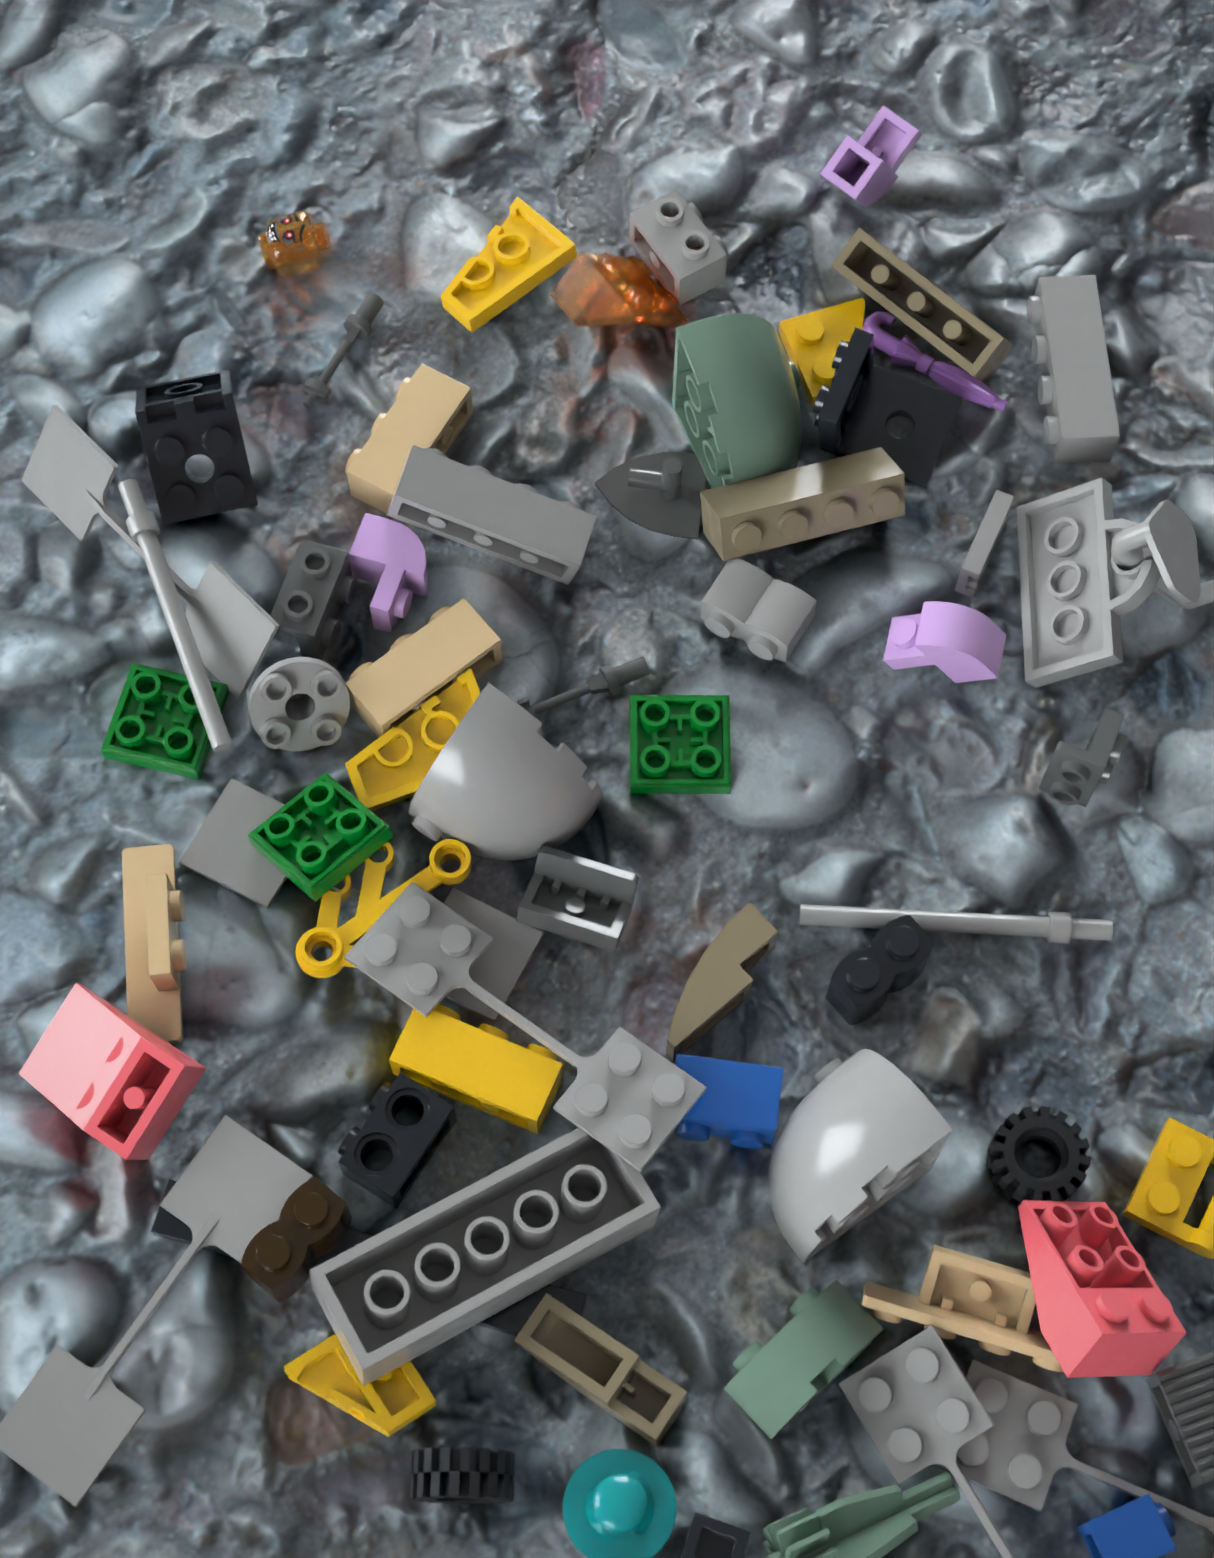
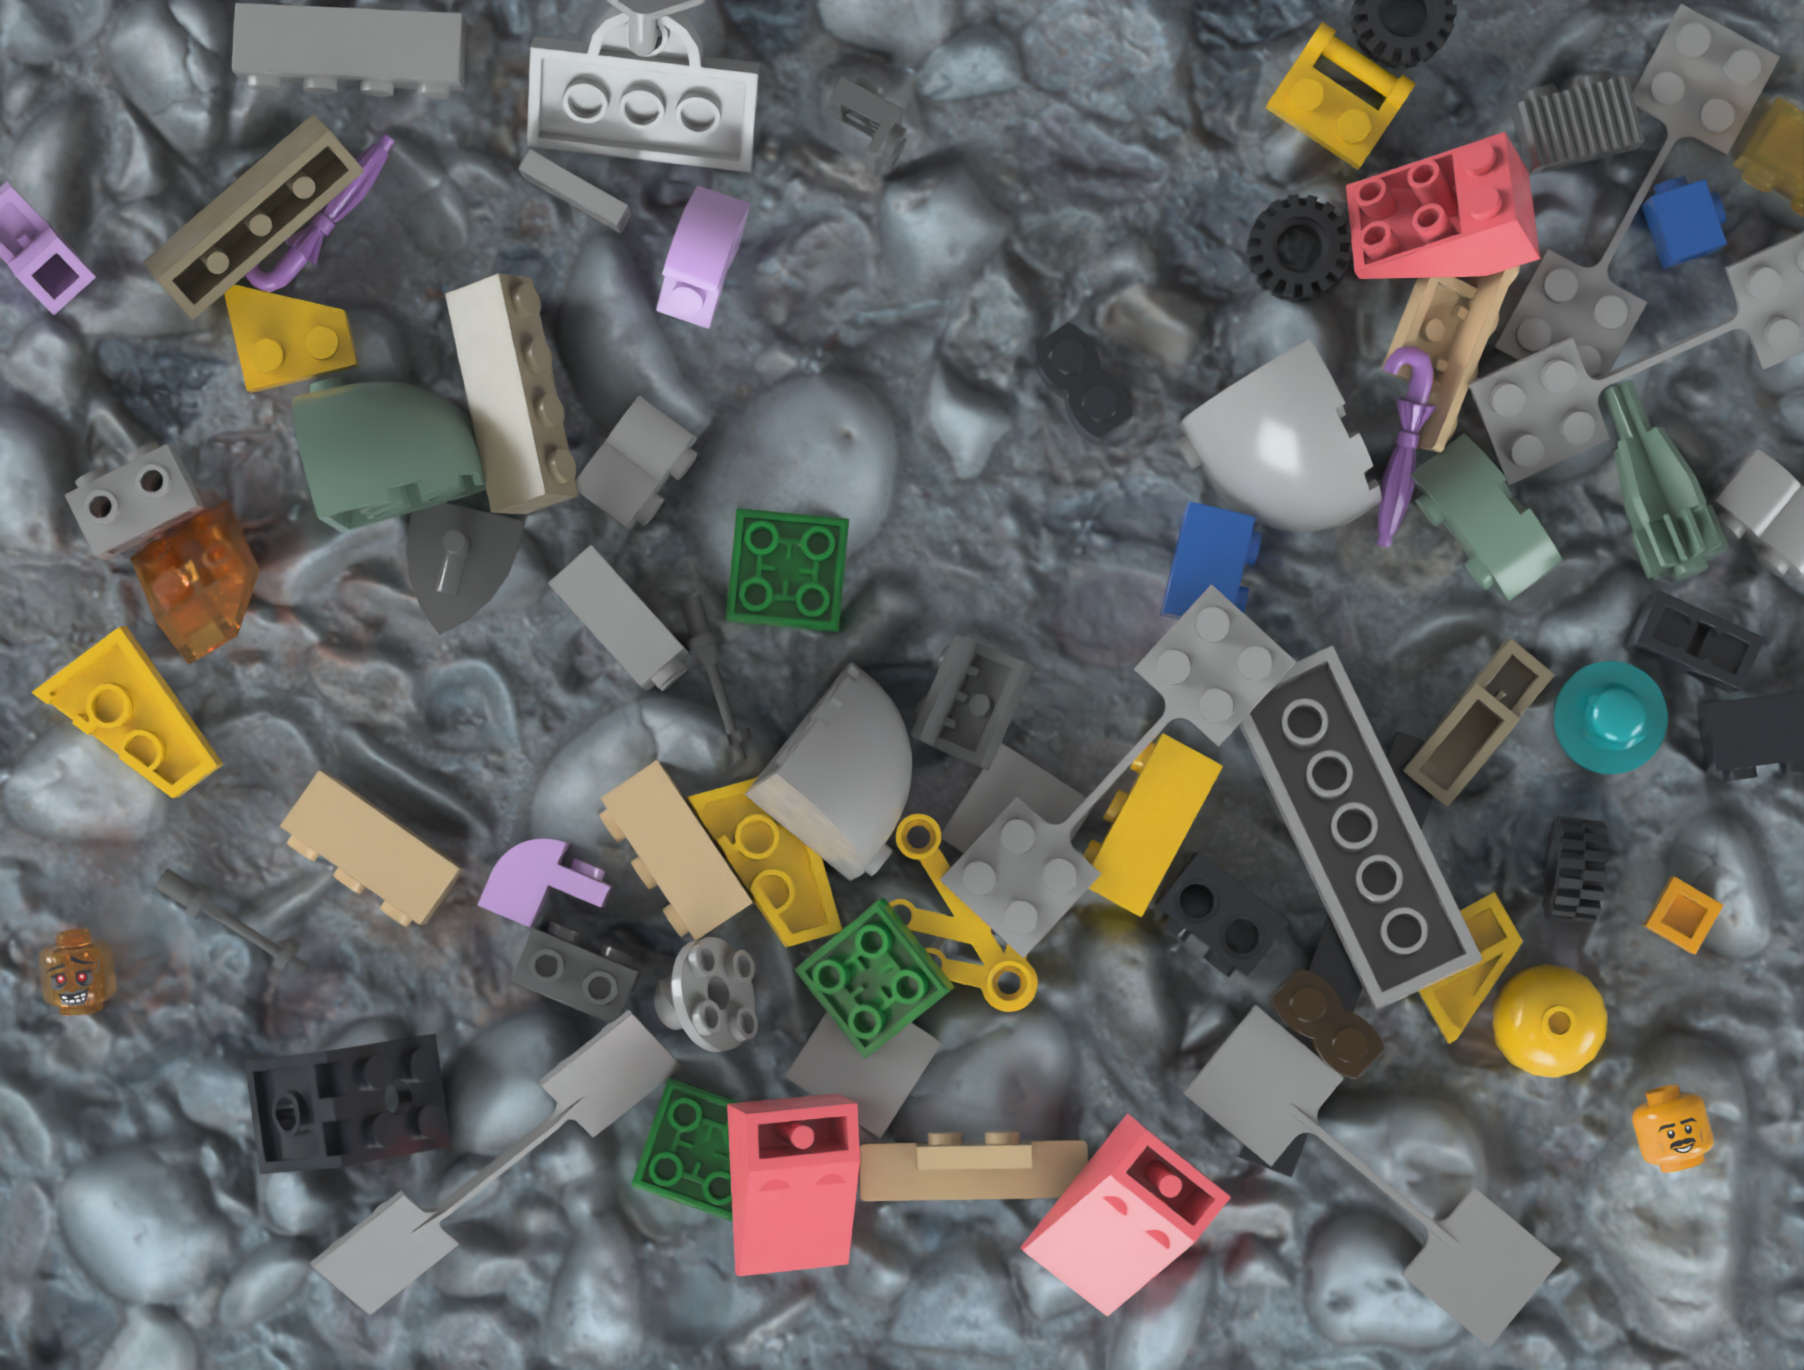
camera: 80 degrees left, 20 degrees up
(134, 780) = (793, 1182): none -> coral slope
(144, 530) = (479, 1163): light grey bar -> none
(313, 1474) = (1549, 1020): none -> yellow cylinder
(491, 514) = (494, 757): light grey brick -> none
(619, 599) = (621, 620): none -> light grey brick
(720, 978) = (1075, 559): dark tan slope -> none
(864, 399) = (377, 304): black bracket -> none
(894, 1277) = (1413, 411): none -> medium lavender piece
(1056, 927) = (1044, 186): light grey bar -> none

